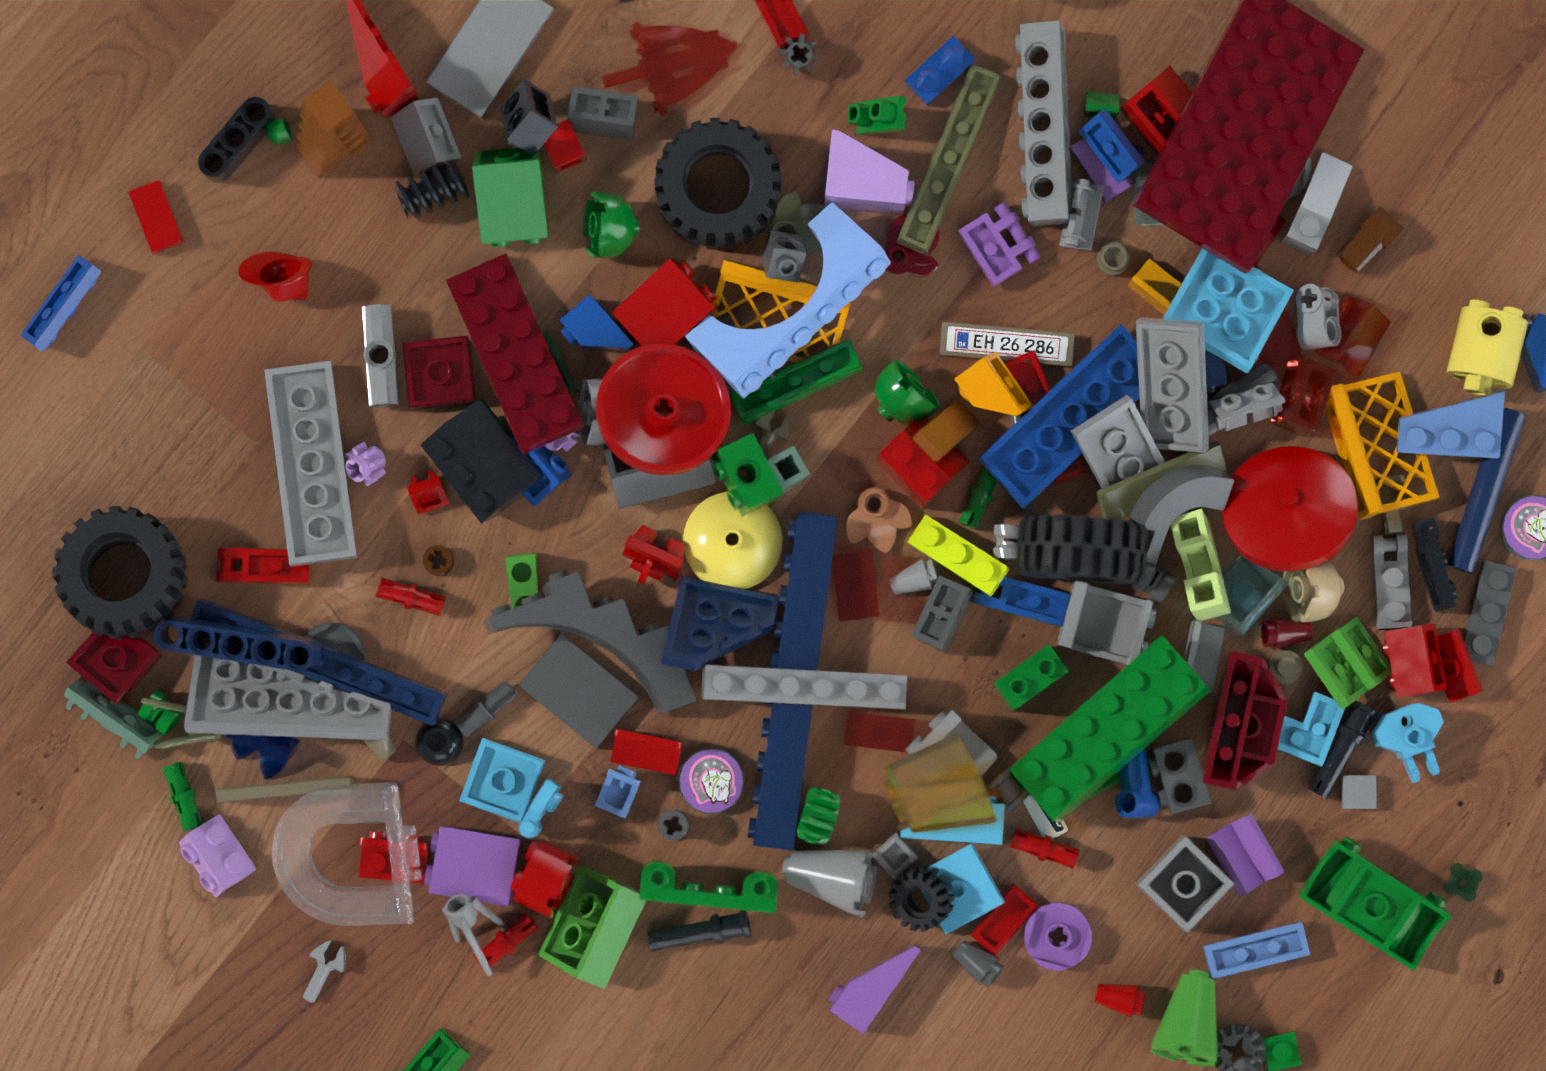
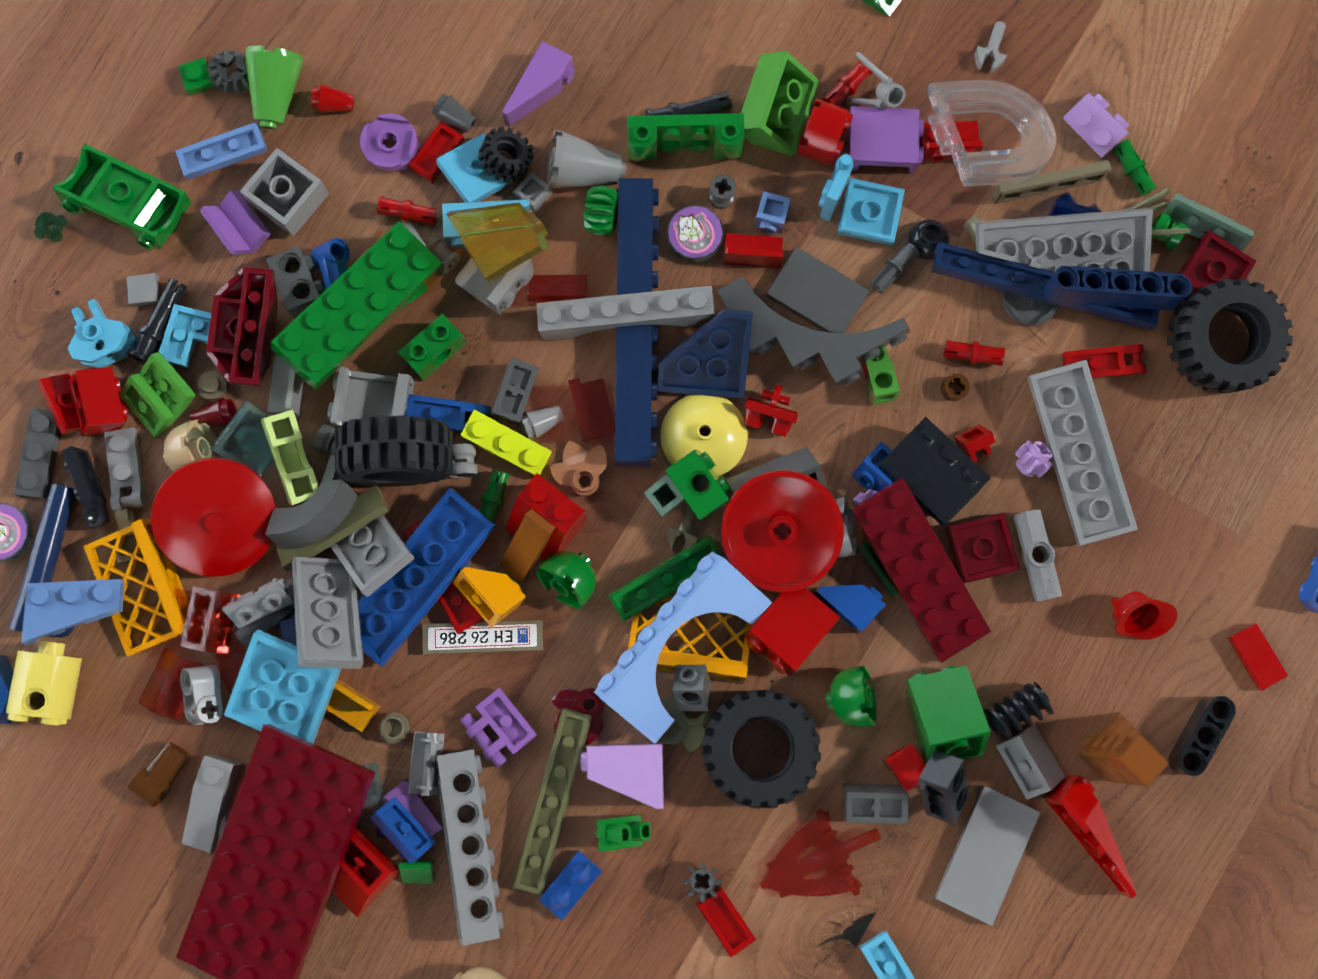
camera: 165 degrees right, 5 degrees down
(279, 131) = (1165, 746): green hinge -> none

